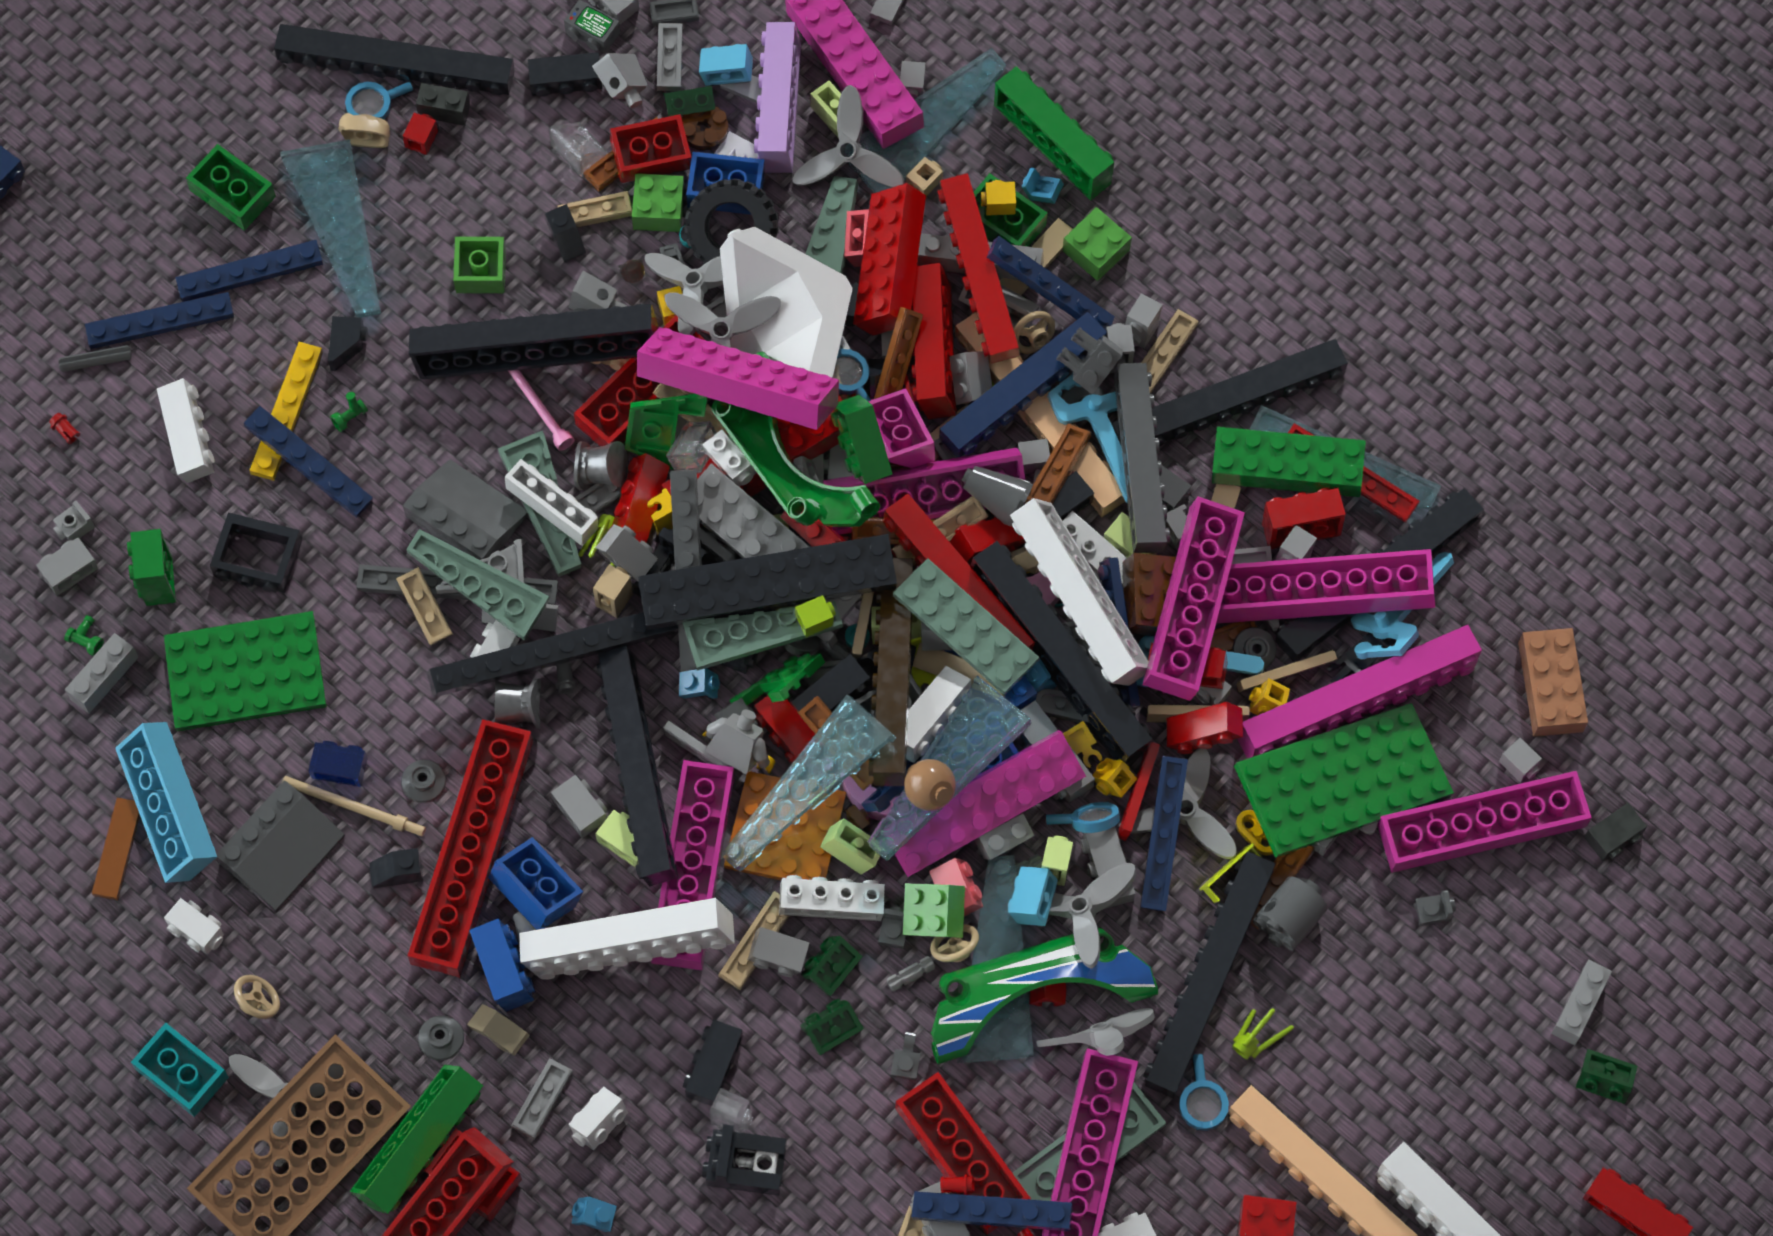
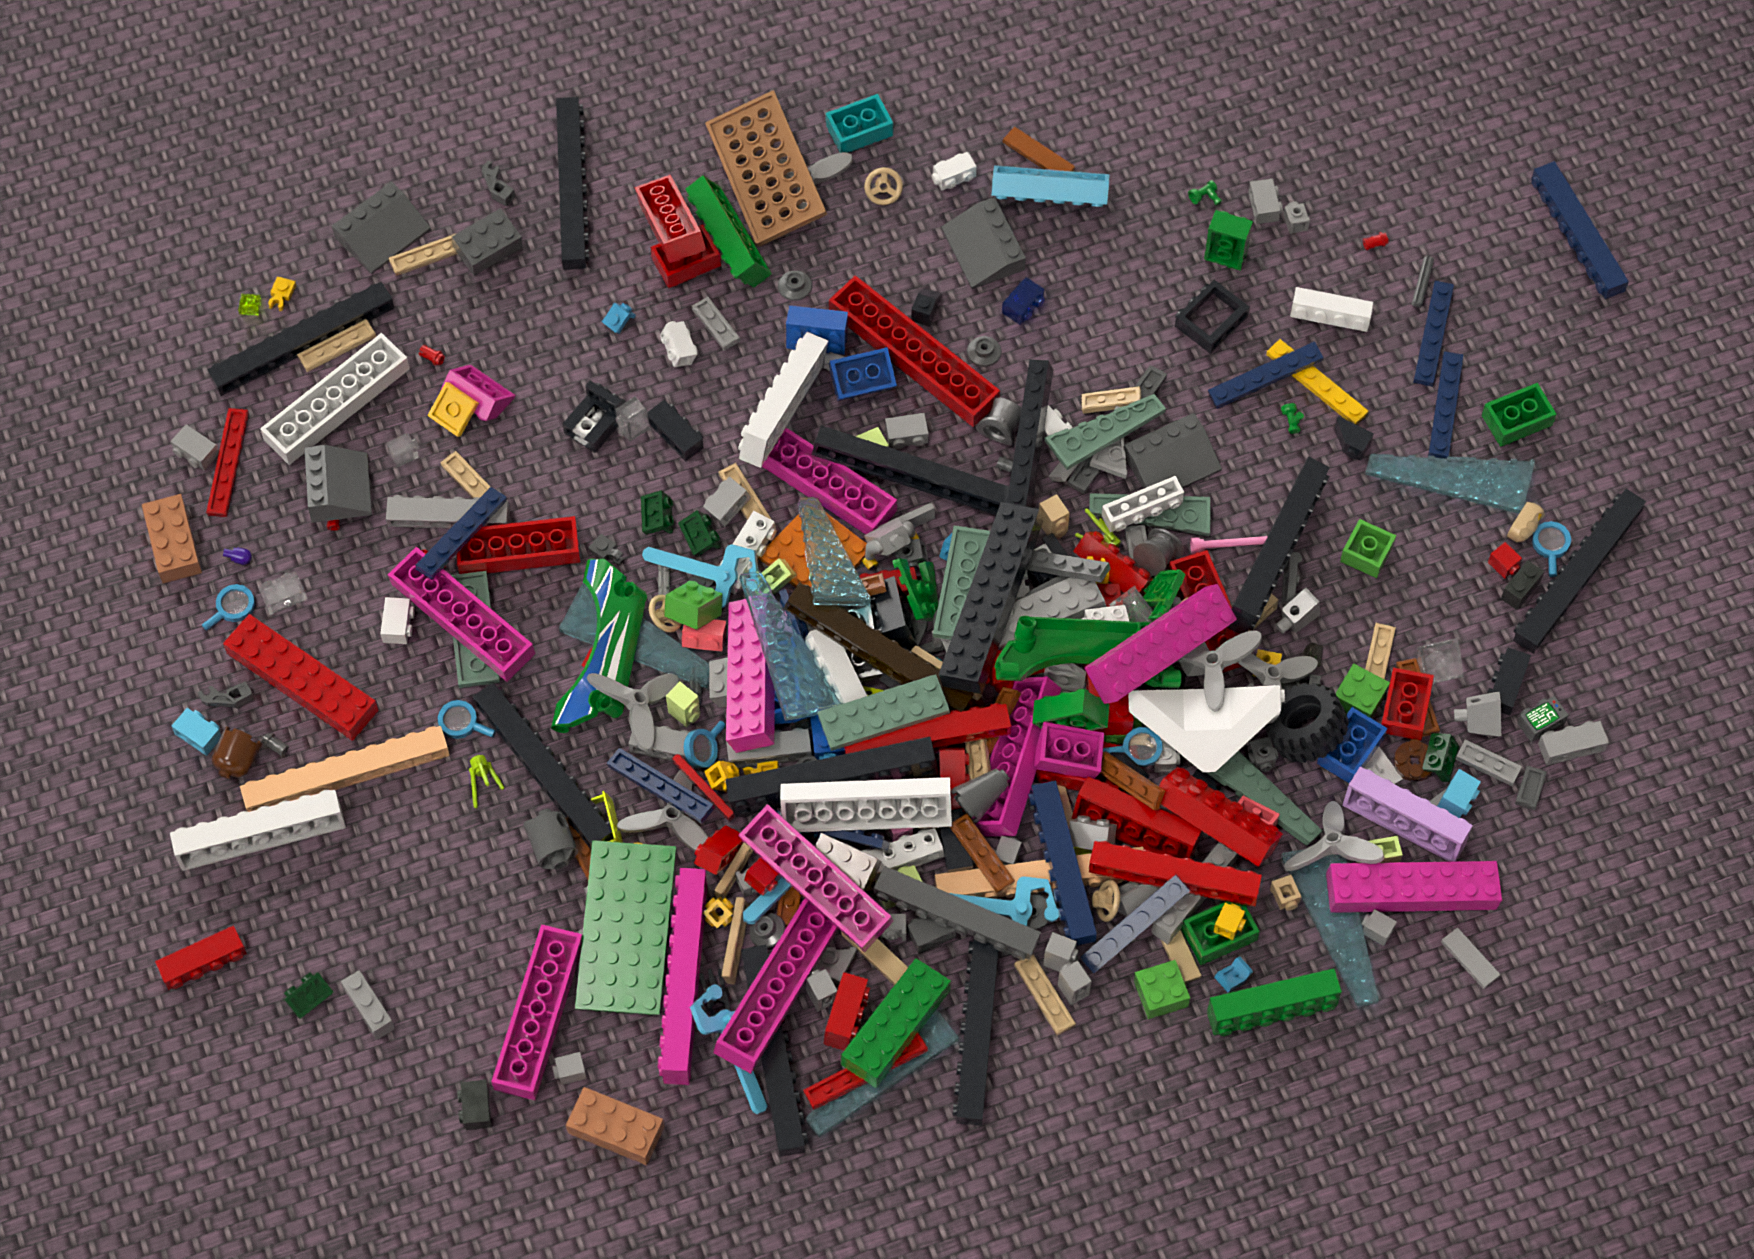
camera: 120 degrees right, 5 degrees down
(101, 673) = (1170, 189): light grey brick -> none
(244, 671) = (1126, 277): green plate -> none
(398, 822) = (960, 321): tan bar -> none
(498, 1029) = (772, 315): dark tan slope -> none
(565, 233) = (1367, 617): black slope -> none
(627, 551) = (1074, 531): light grey brick -> none
(815, 615) = (945, 612): lime brick -> none
(879, 895) = (723, 575): none -> medium azure piece
(929, 784) = (771, 617): medium nougat brick -> none
(957, 1184) = (489, 526): red pin -> none
(1032, 896) = (664, 671): medium azure brick -> none
(1096, 366) = (1048, 914): dark grey brick -> none
(1107, 1035) = (539, 668): light grey piece -> none
(1435, 908) = (498, 947): dark grey bracket -> none

